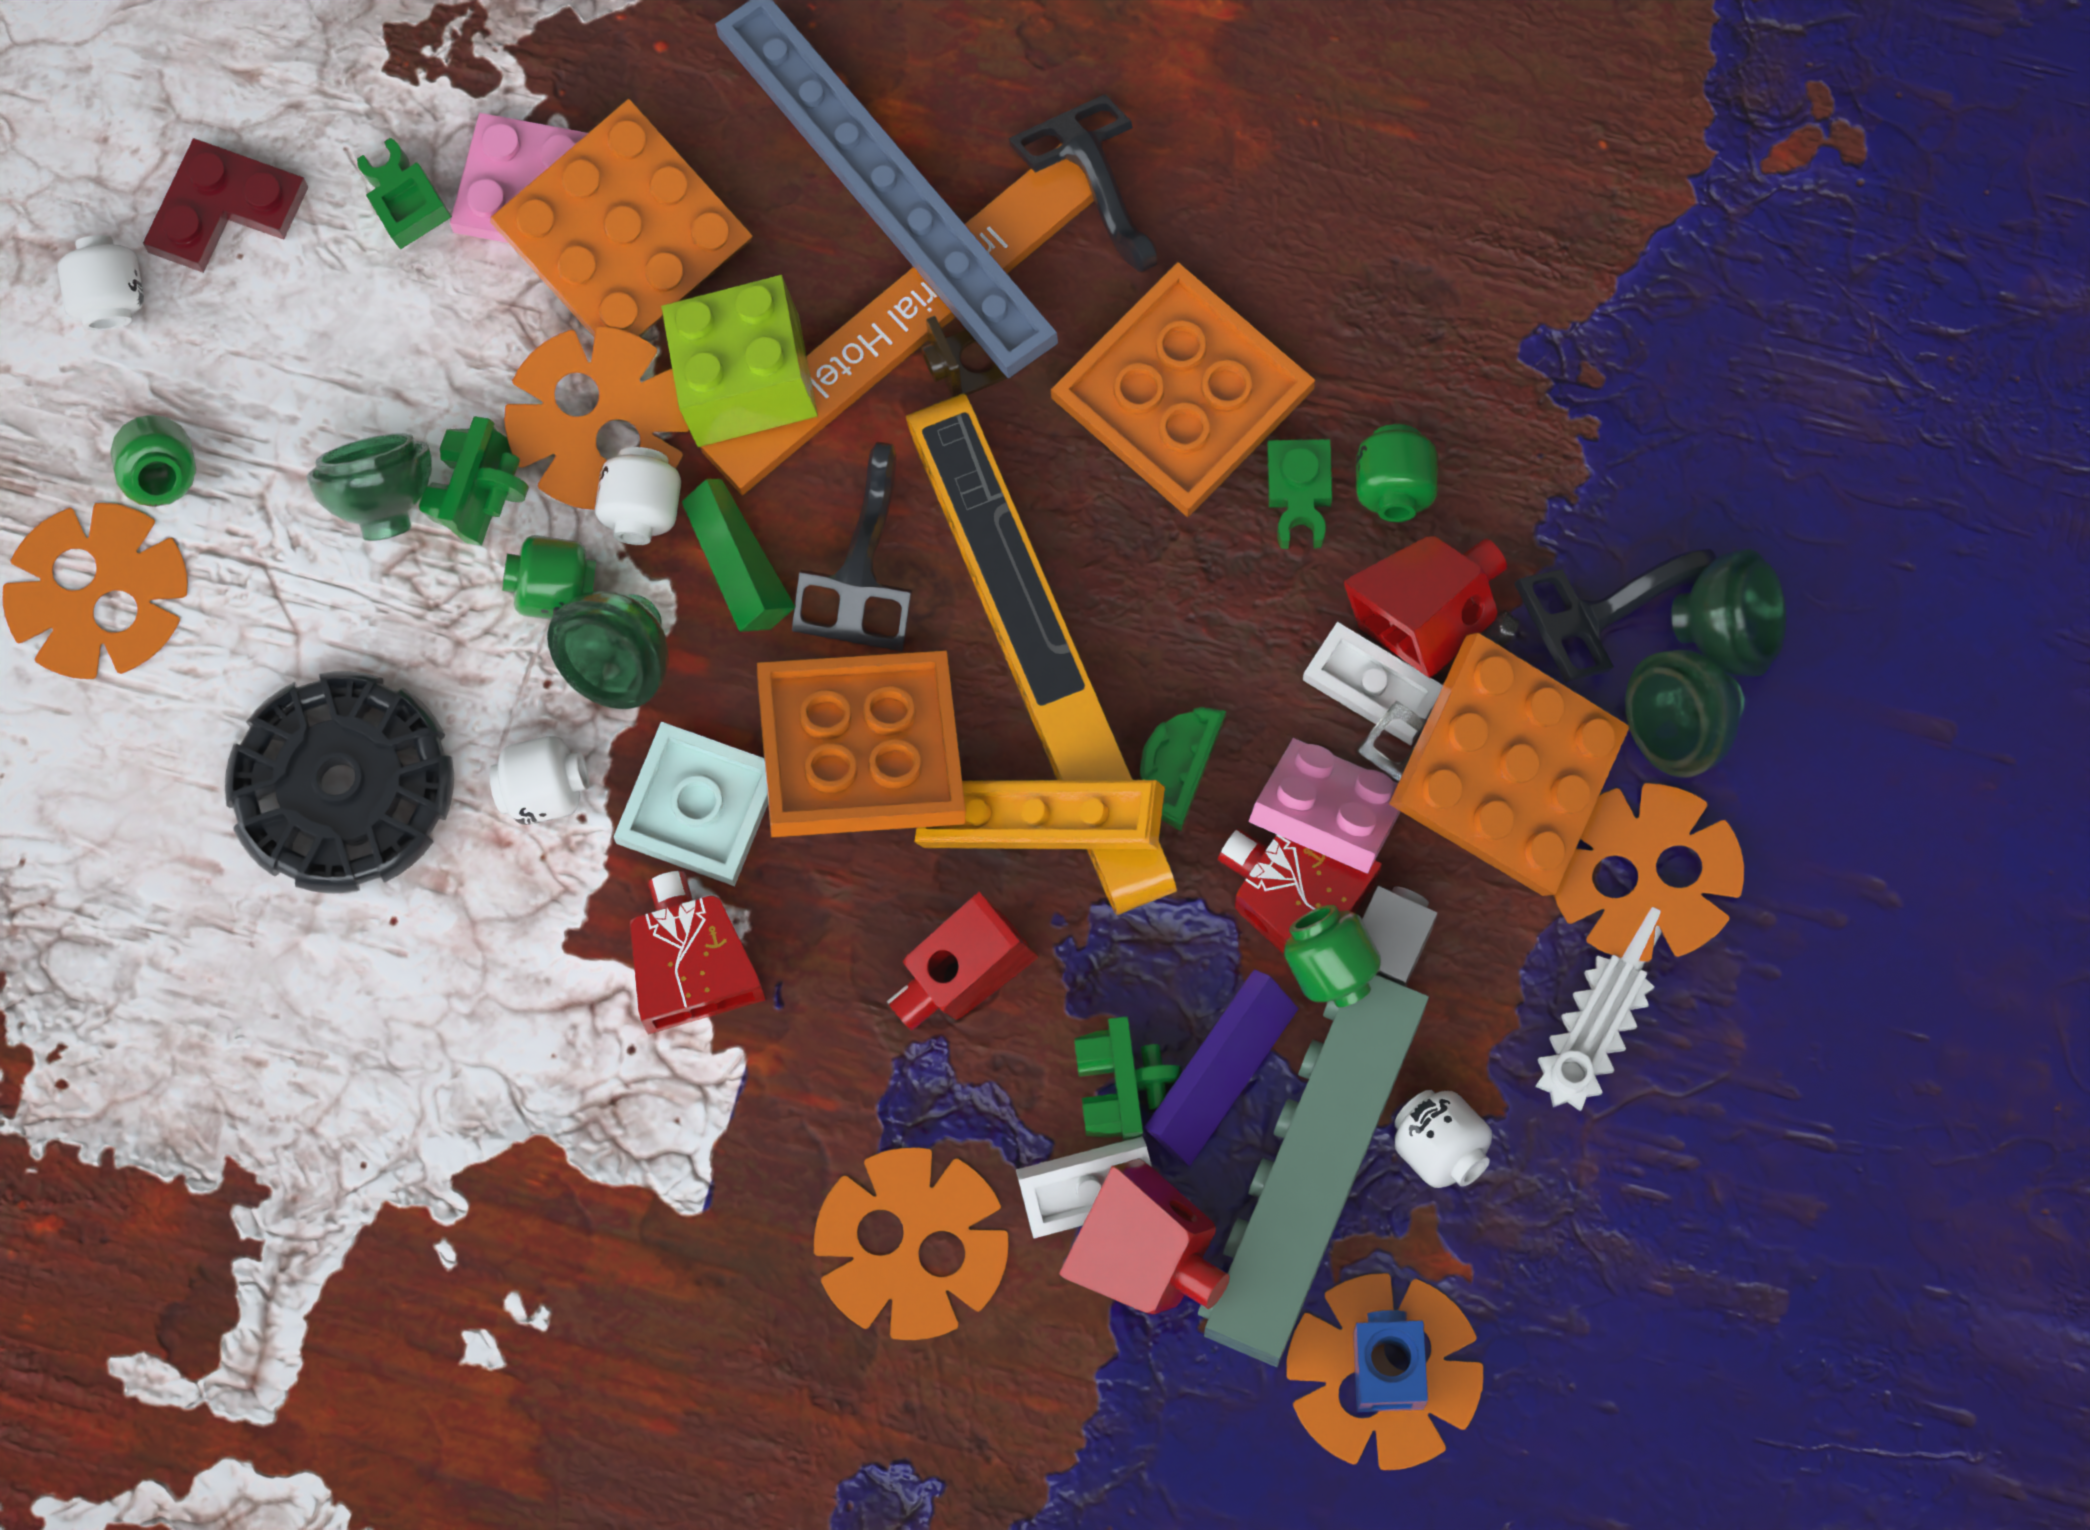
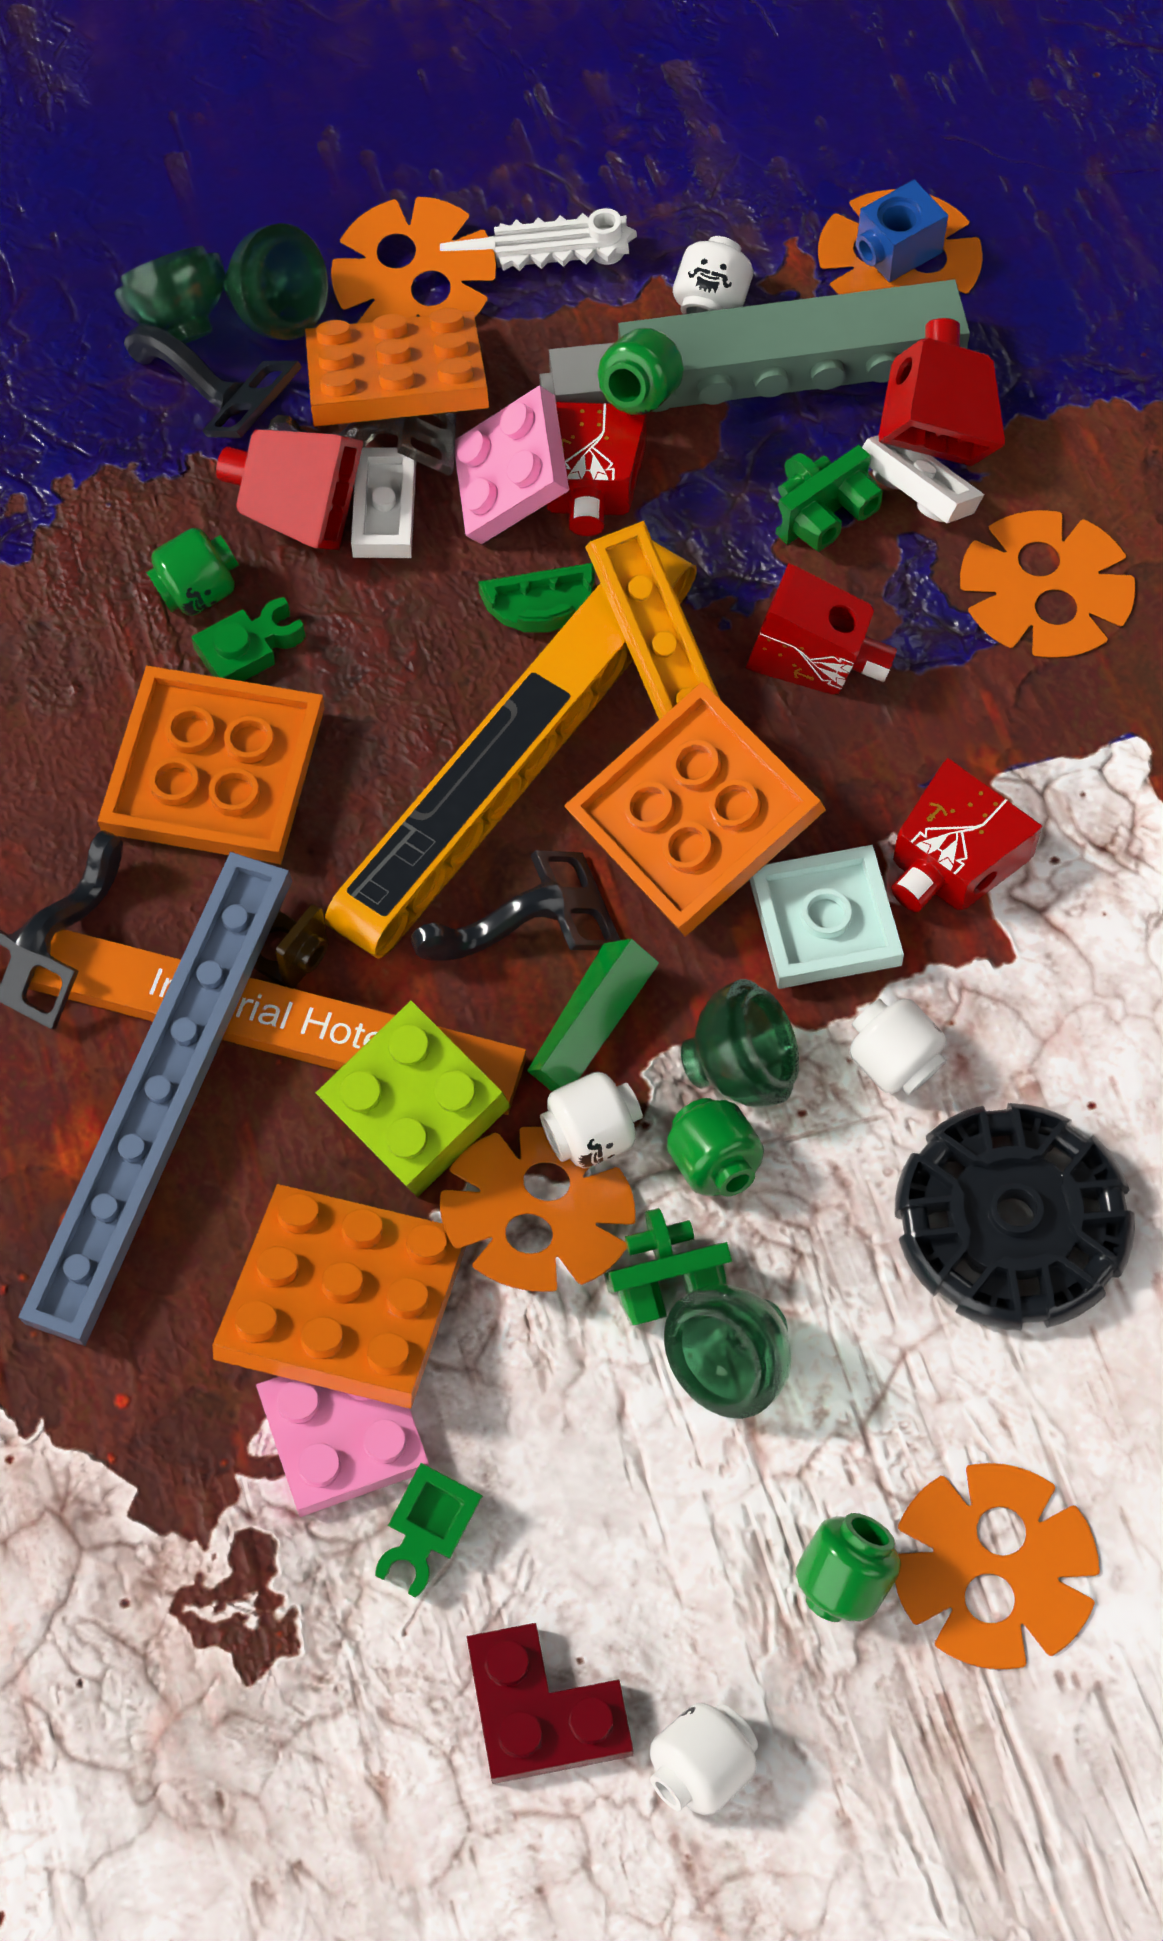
camera: 125 degrees left, 10 degrees down
(1221, 1067) = (764, 440): dark purple tile -> none

